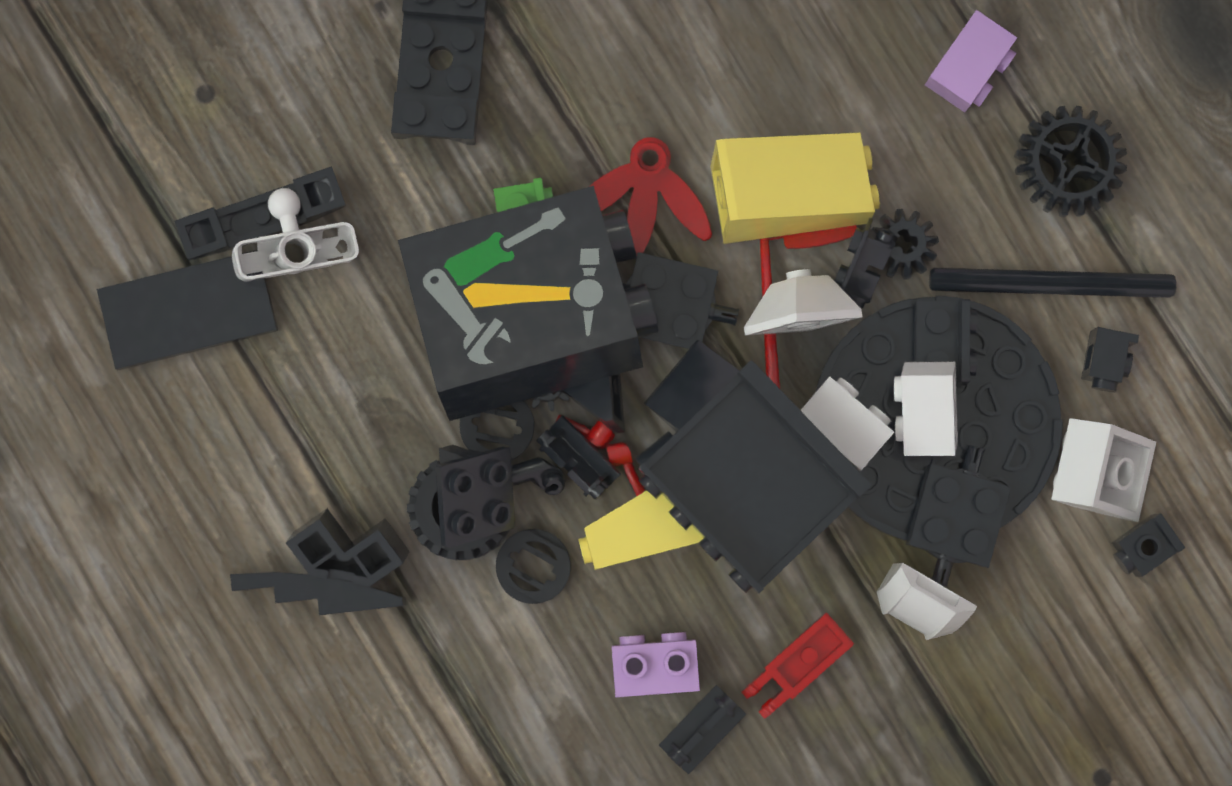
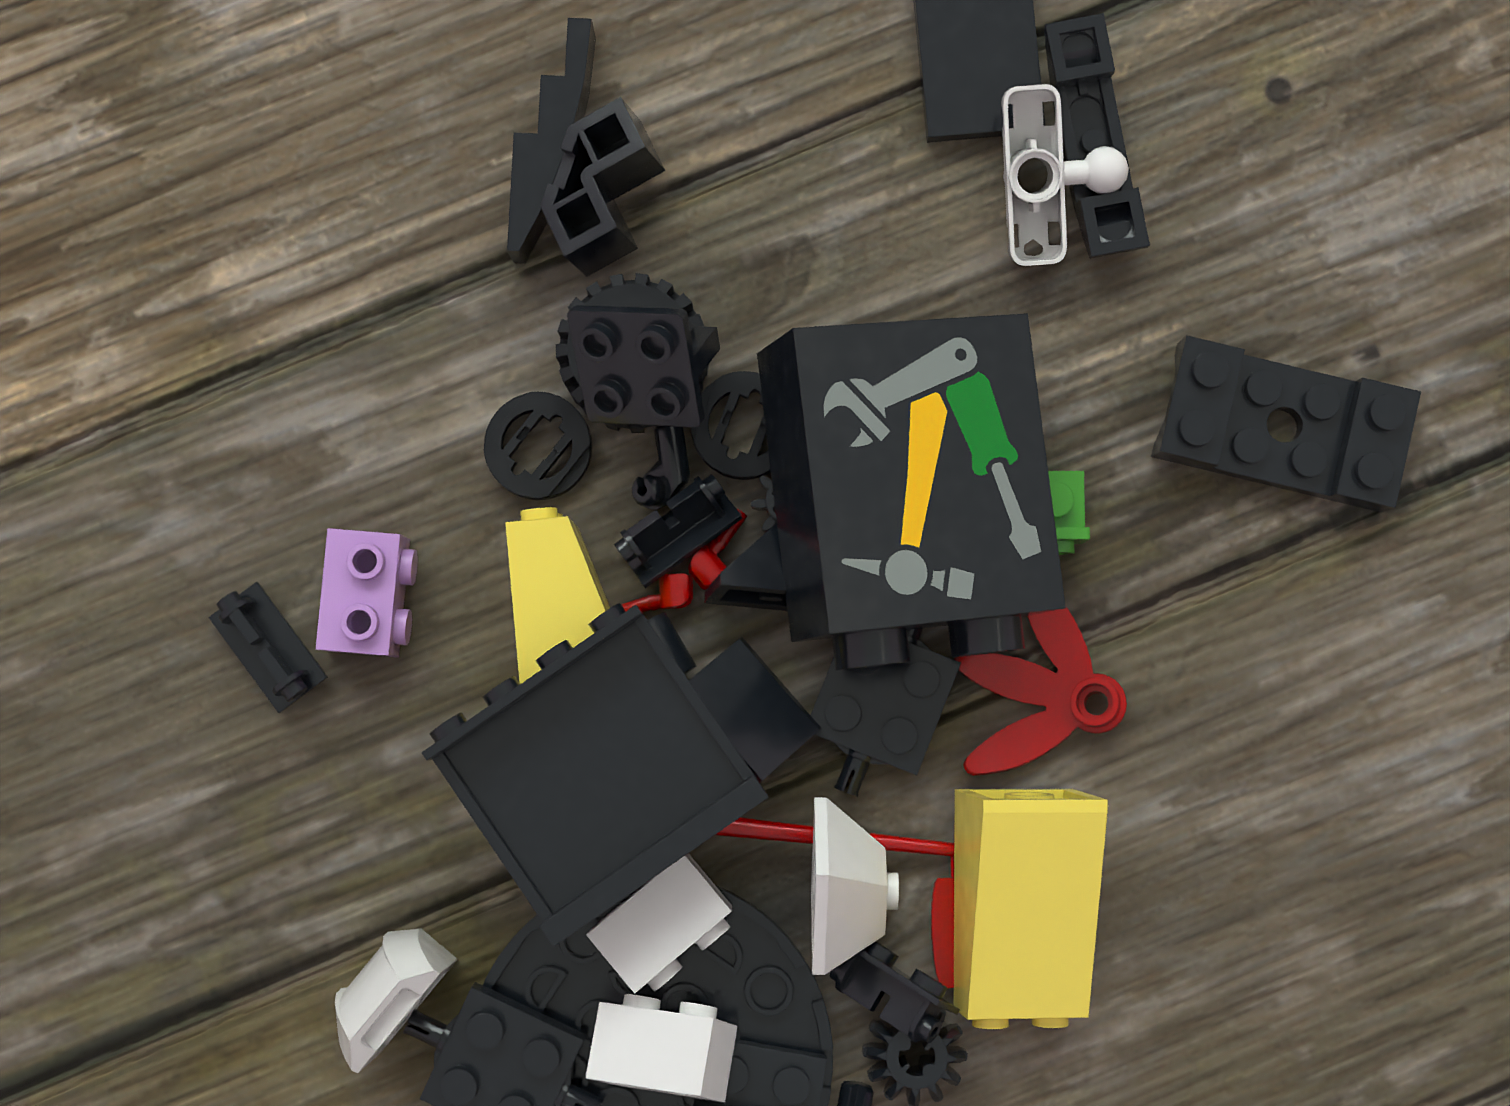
camera: 100 degrees right, 0 degrees up
(801, 662) = (335, 802): red hinge -> none

